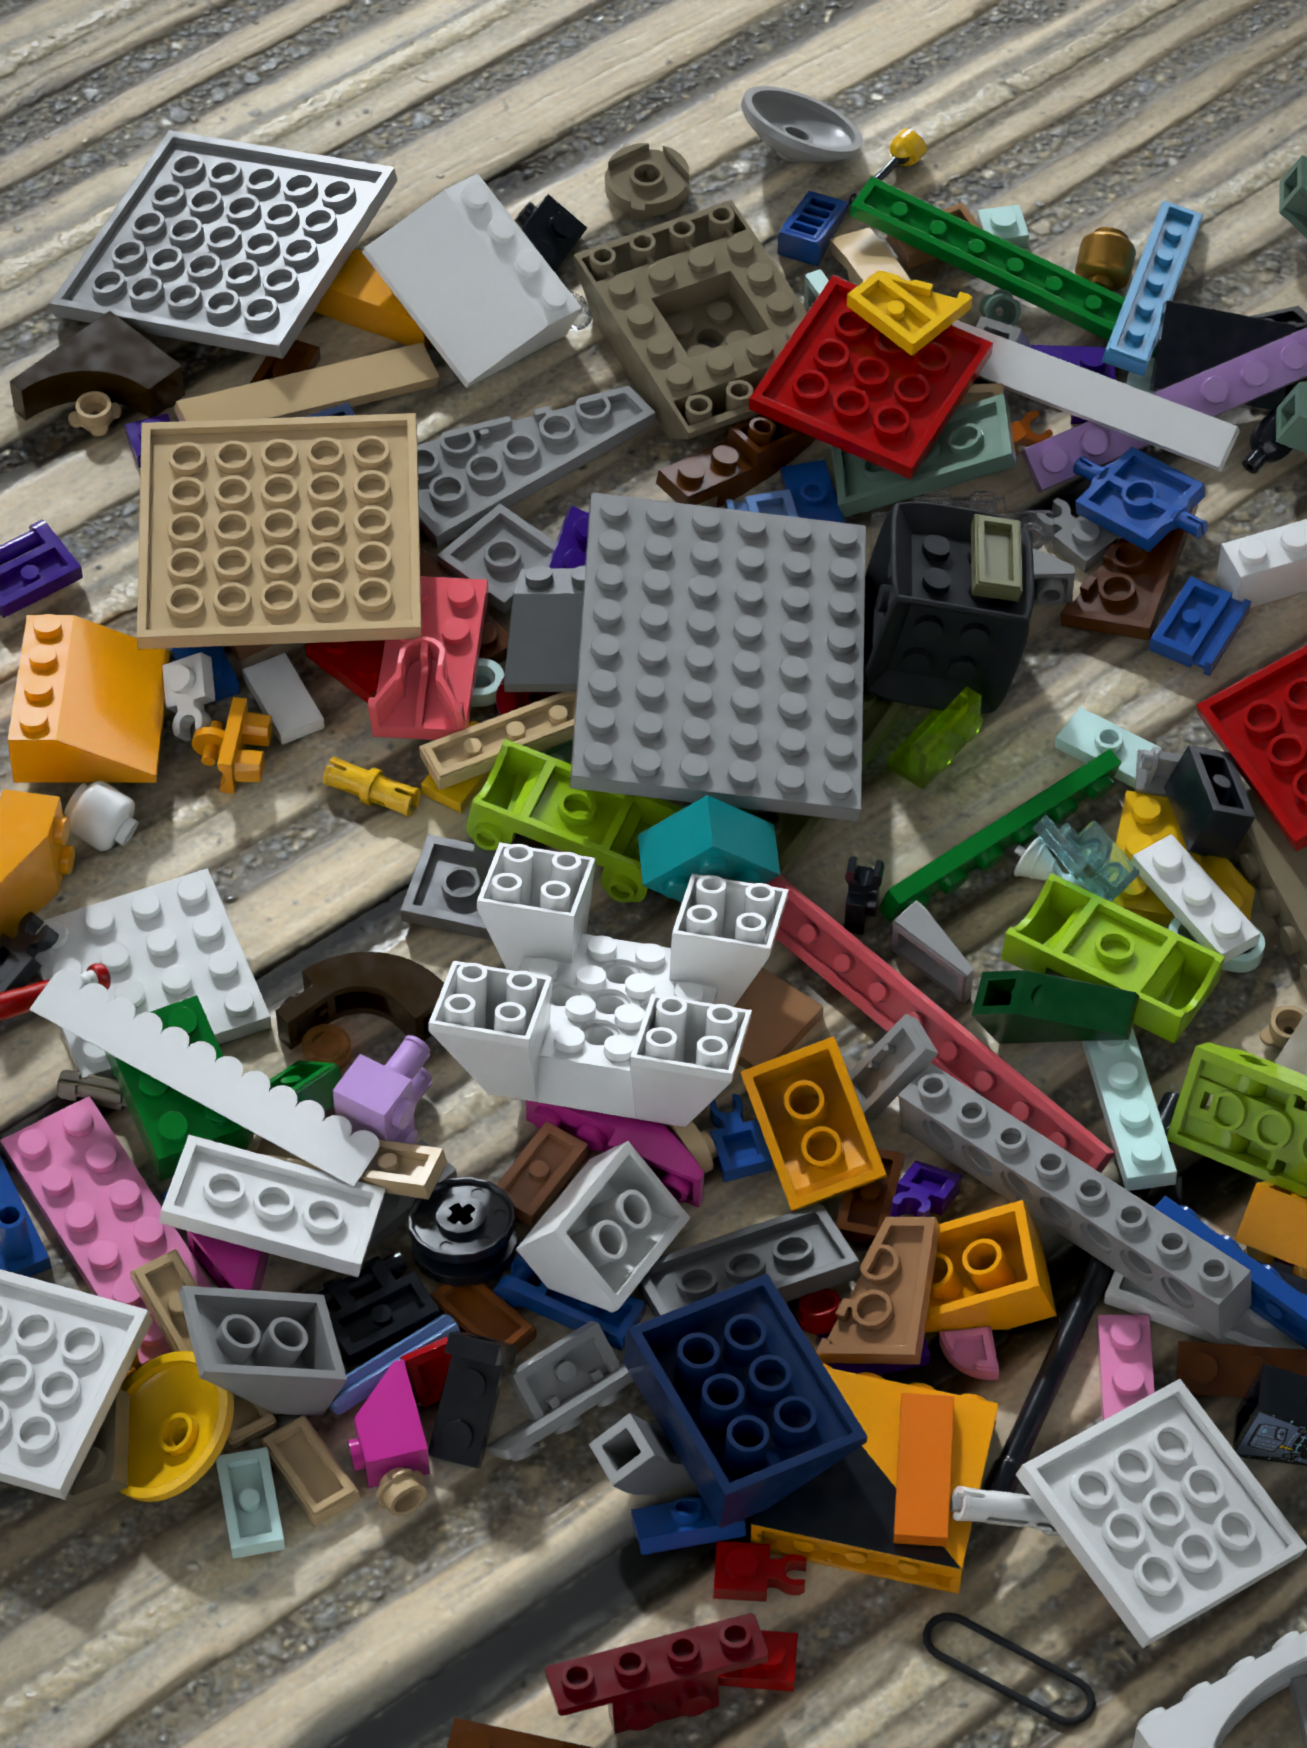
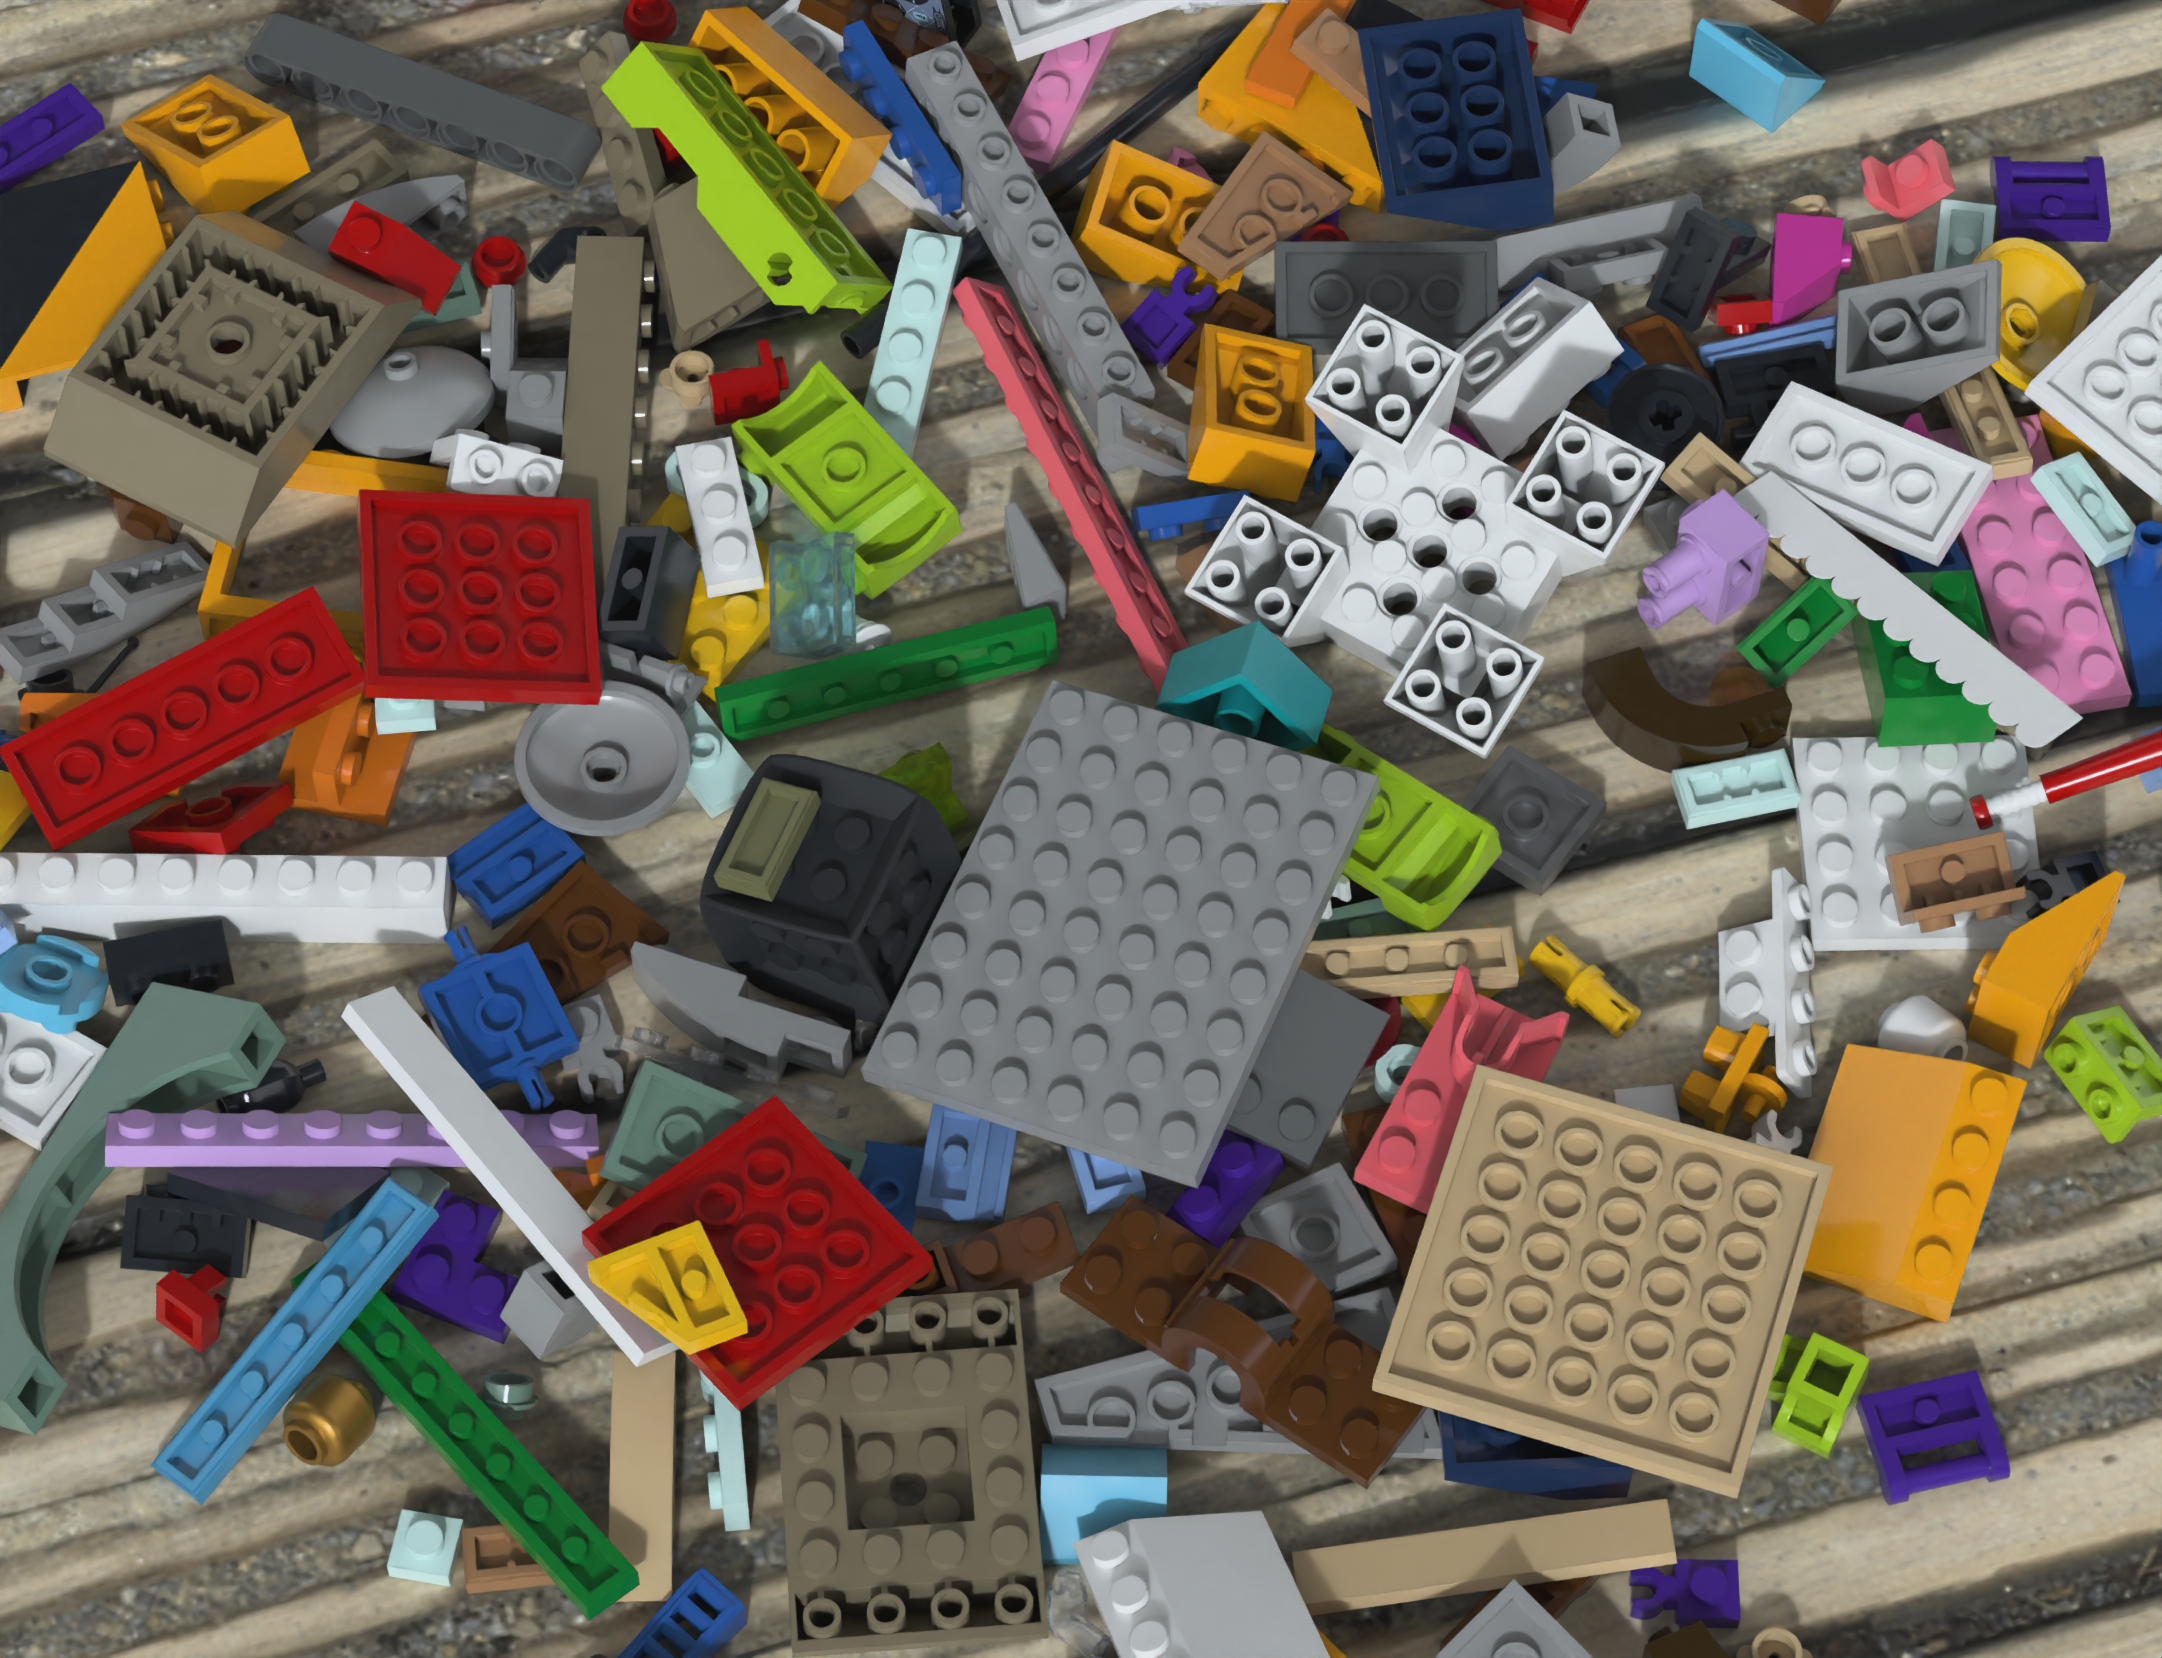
camera: 160 degrees left, 5 degrees up
(72, 1259) = (2085, 508): none -> light aqua plate
(101, 902) = (1952, 880): none -> medium nougat bracket
(107, 561) = (1817, 1390): none -> lime brick
(180, 1573) = (2051, 210): none -> dark purple plate
(228, 824) = (1767, 980): none -> white bracket
(281, 971) = (1735, 788): none -> light aqua plate
(322, 1550) = (1909, 182): none -> coral bracket
(461, 448) = (1311, 1388): none -> reddish brown piece
(500, 1626) = (1751, 72): none -> medium azure slope
(578, 370) = (1094, 1490): none -> medium azure slope
(846, 1021) = (1166, 519): none -> blue plate
(862, 893) = (1082, 646): black plate -> none
(890, 1447) = (1334, 54): none -> medium nougat plate
(1051, 1008) = (947, 429): dark green slope -> none
(1163, 677) = (625, 737): none -> light grey dish
(1236, 292) = (191, 1305): none -> red tile
(1238, 1020) = (748, 391): none -> red bracket

